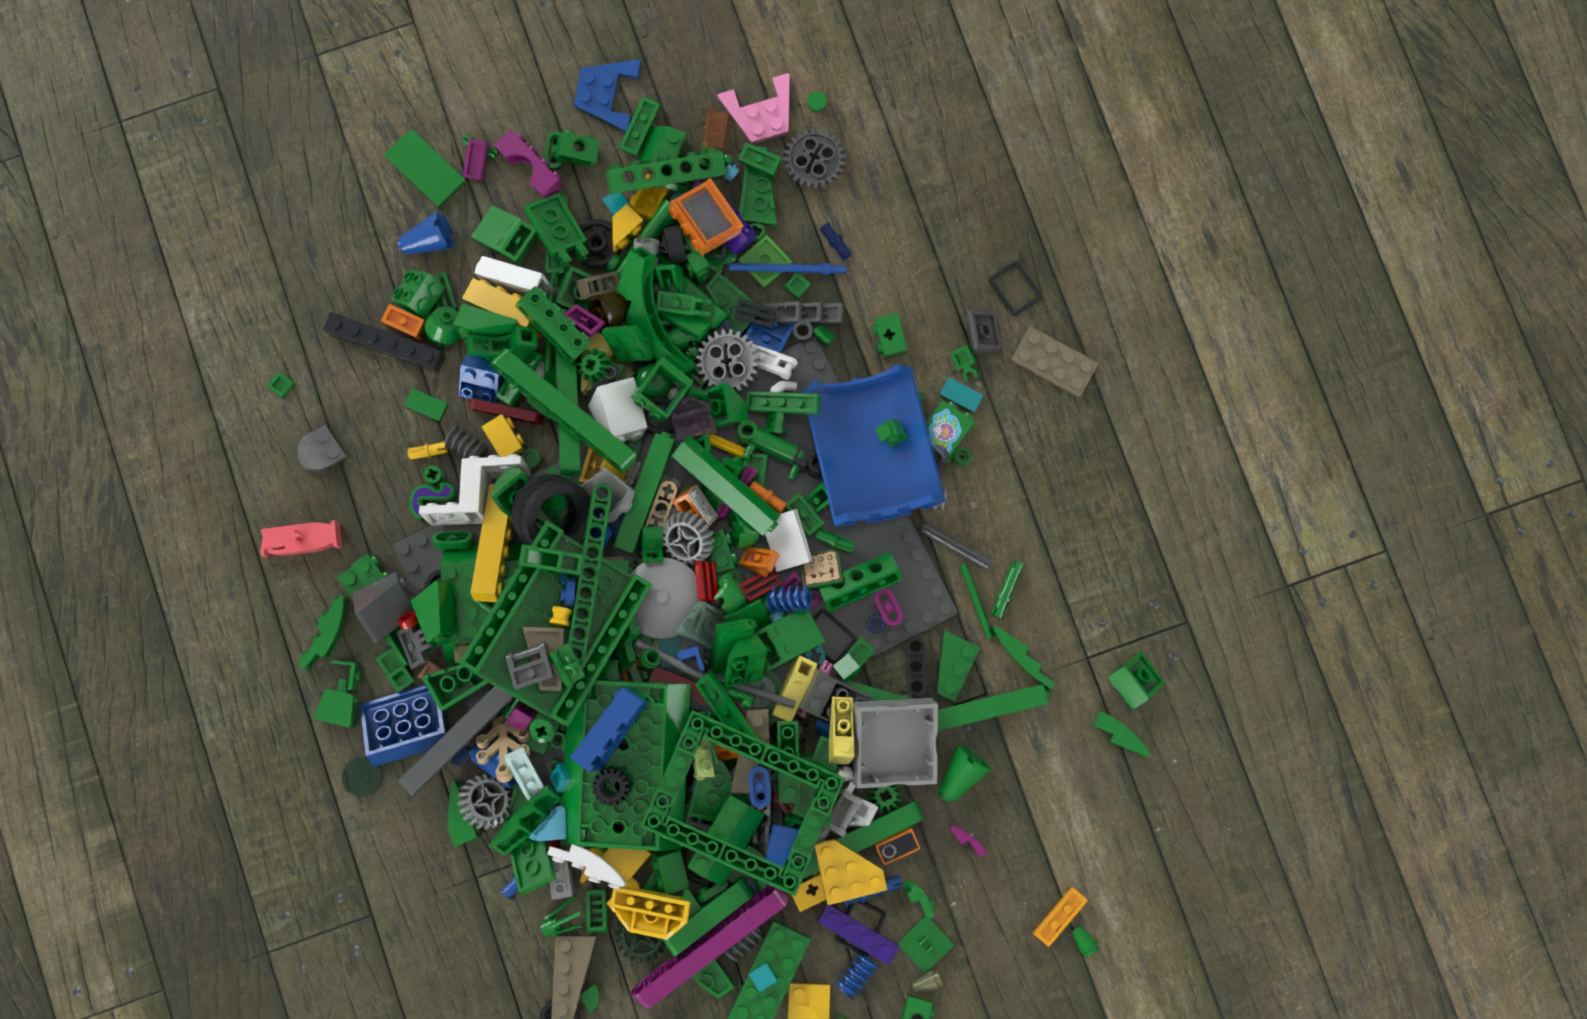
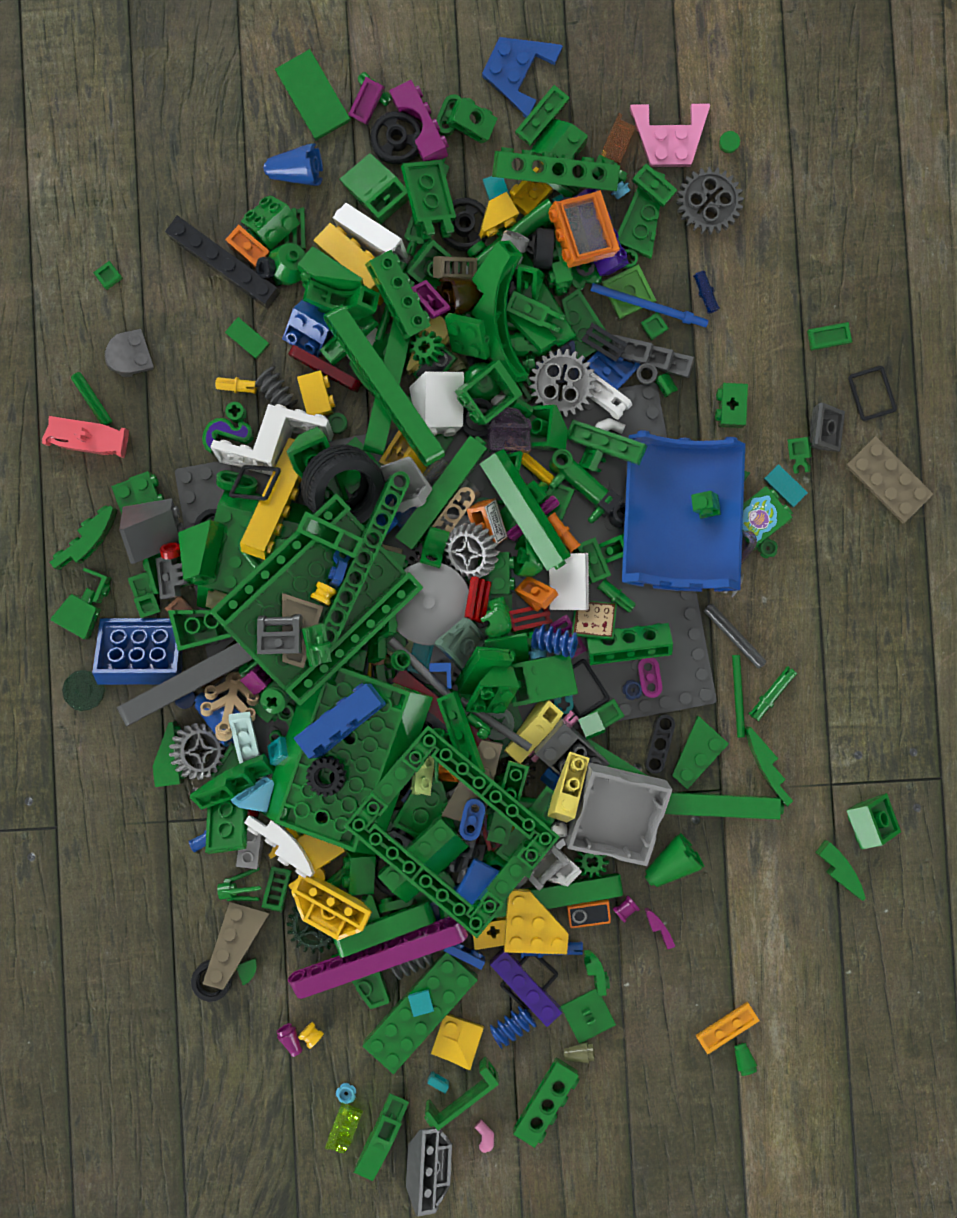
camera: 10 degrees right, 5 degrees up
(296, 502) = (91, 399): none -> green axle
(424, 335) = (265, 267): none -> black tile
(451, 551) = (277, 469): none -> black piece
(502, 171) = (385, 152): none -> black wheel
(800, 919) = (470, 956): none -> blue plate
(931, 831) = (626, 908): none -> magenta bush
(960, 248) = (829, 336): none -> green tile

